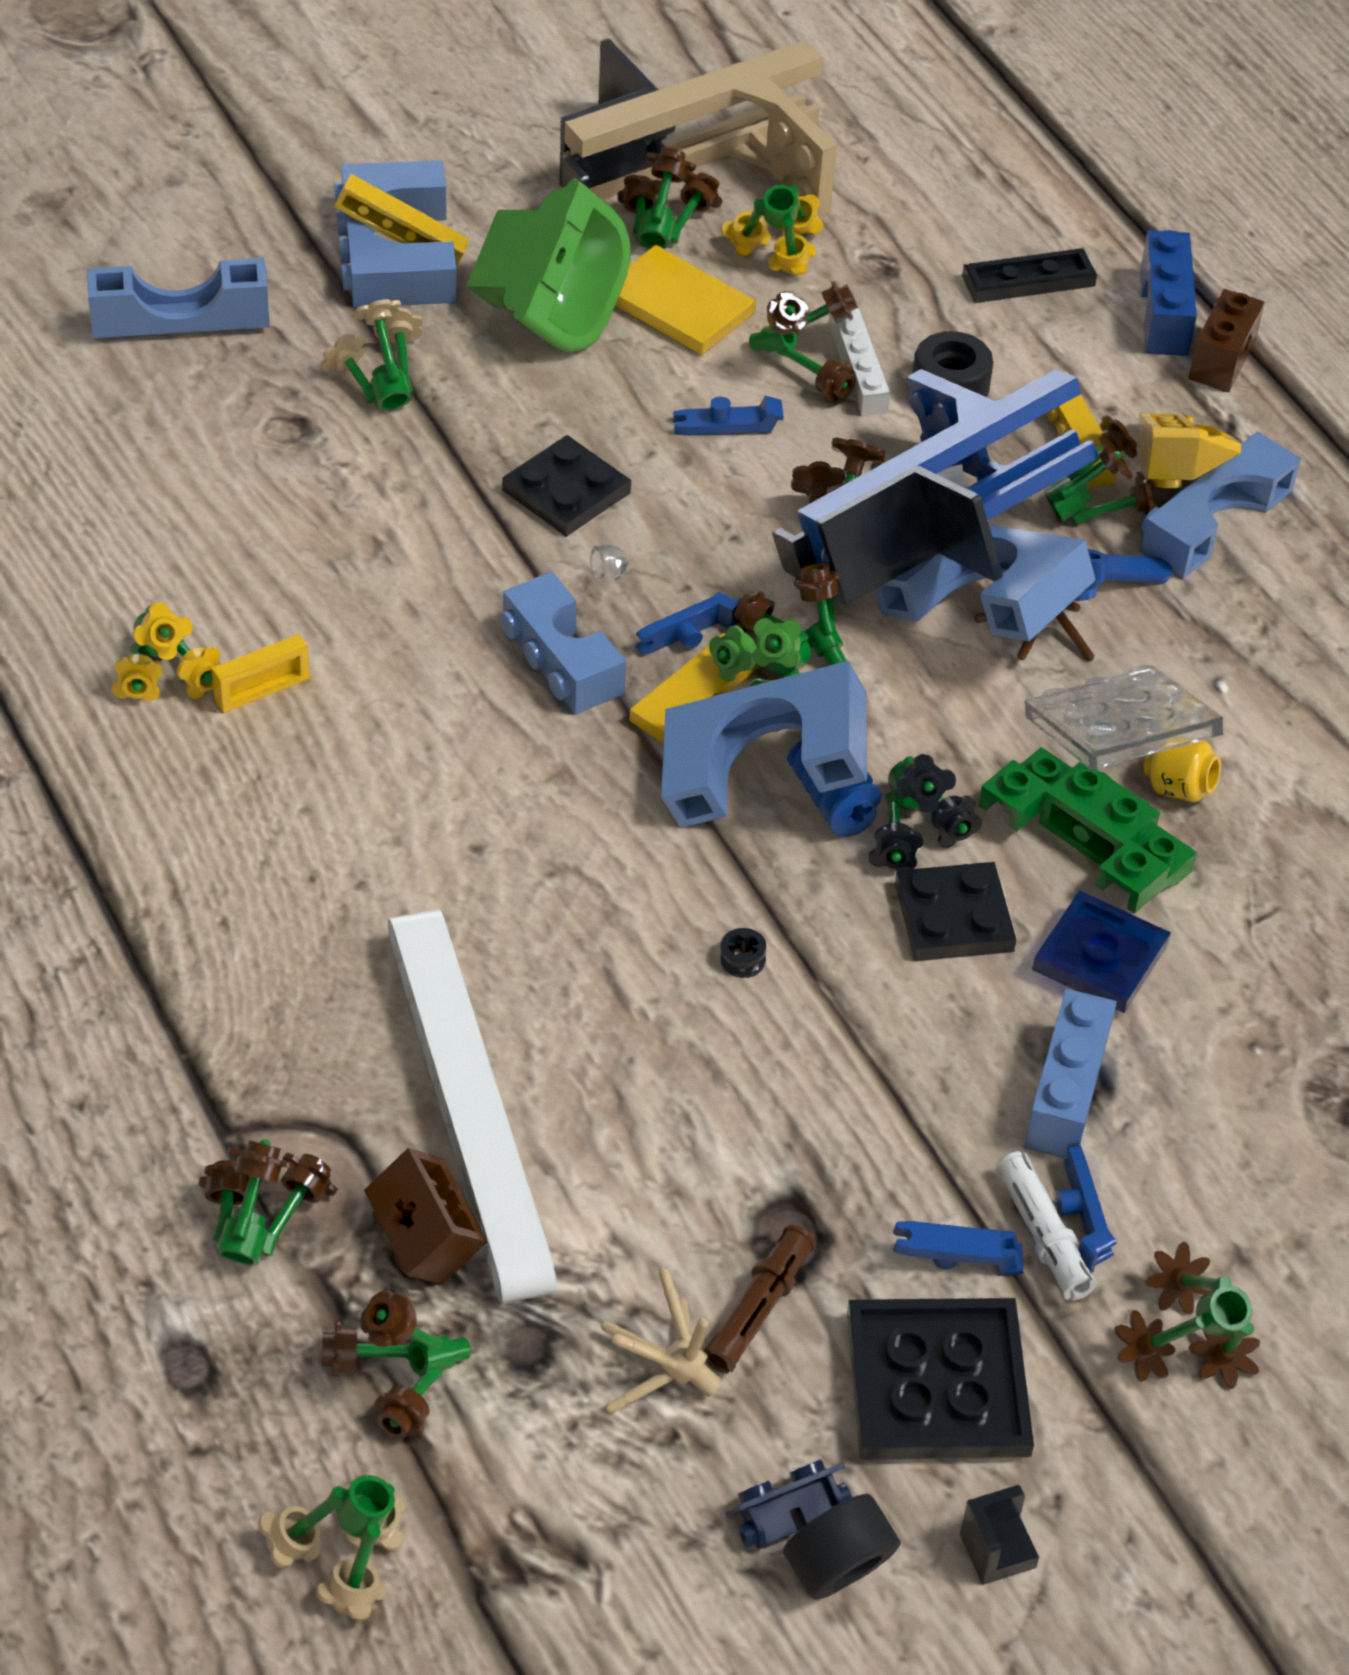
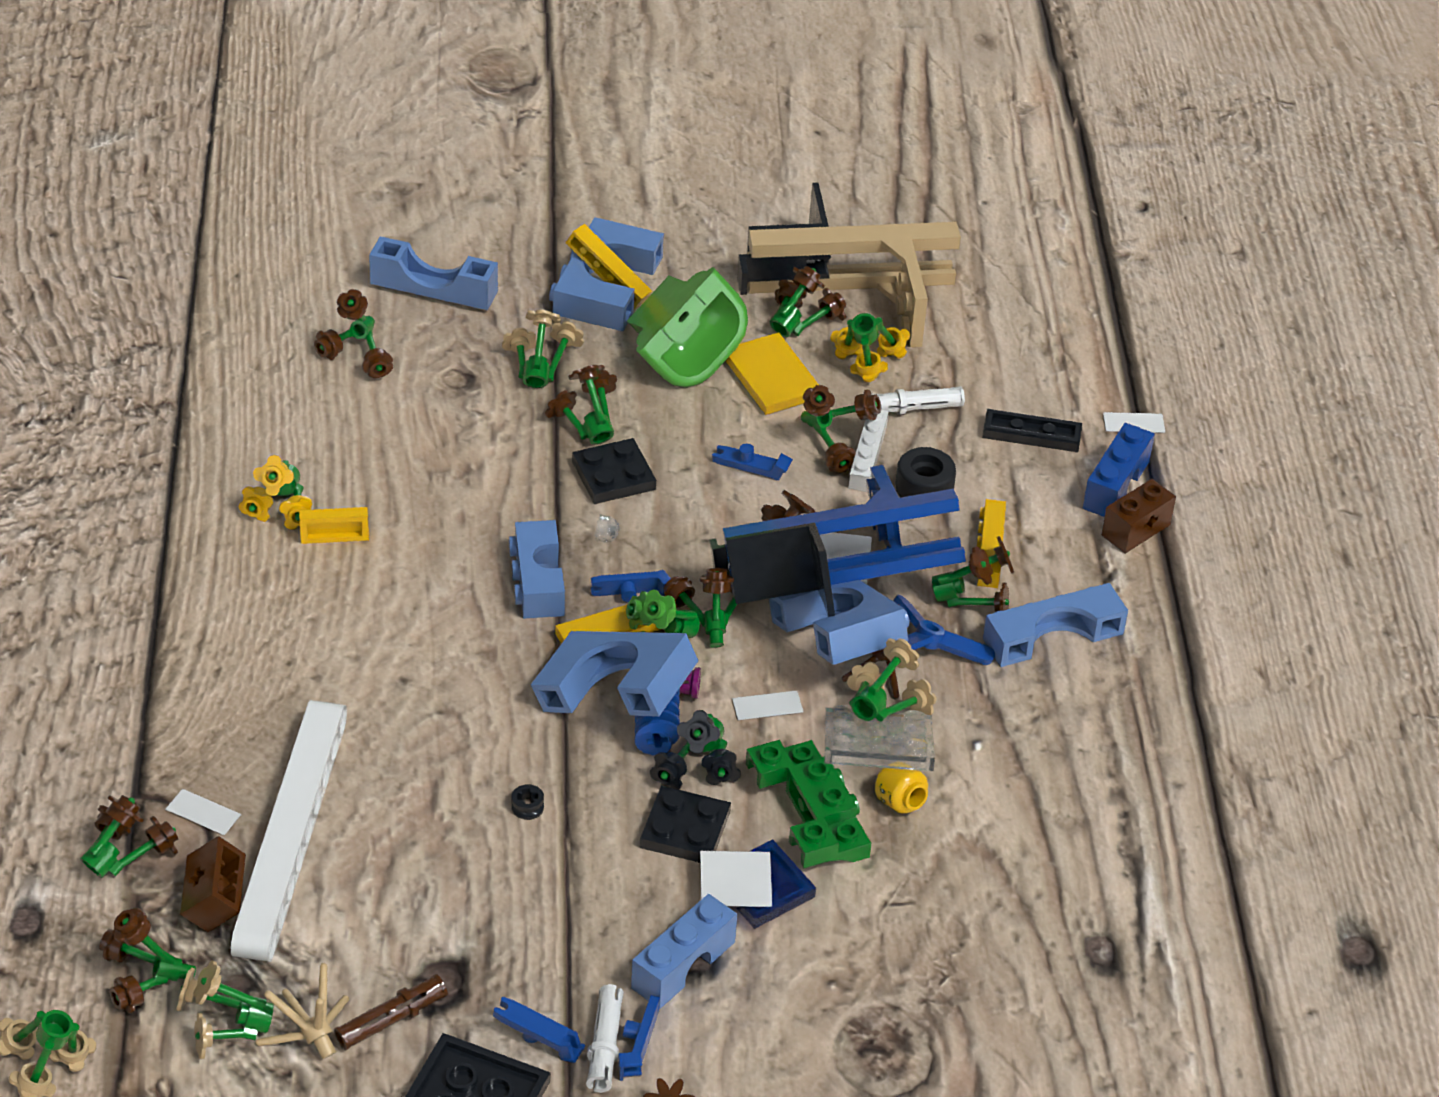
camera: 25 degrees right, 5 degrees down
(120, 374) = (329, 343): none -> reddish brown plant
(330, 1122) = (203, 812): none -> white sticker
(511, 430) = (597, 423): none -> plant
(583, 1373) = (252, 1012): none -> plant
(883, 275) = (903, 401): none -> white pin
(947, 722) = (767, 705): none -> white sticker
(1071, 955) = (737, 877): none -> white sticker
(1096, 669) = (871, 695): none -> plant
(1131, 229) = (1147, 421): none -> white sticker
(1179, 450) = (1041, 573): yellow wedge -> none

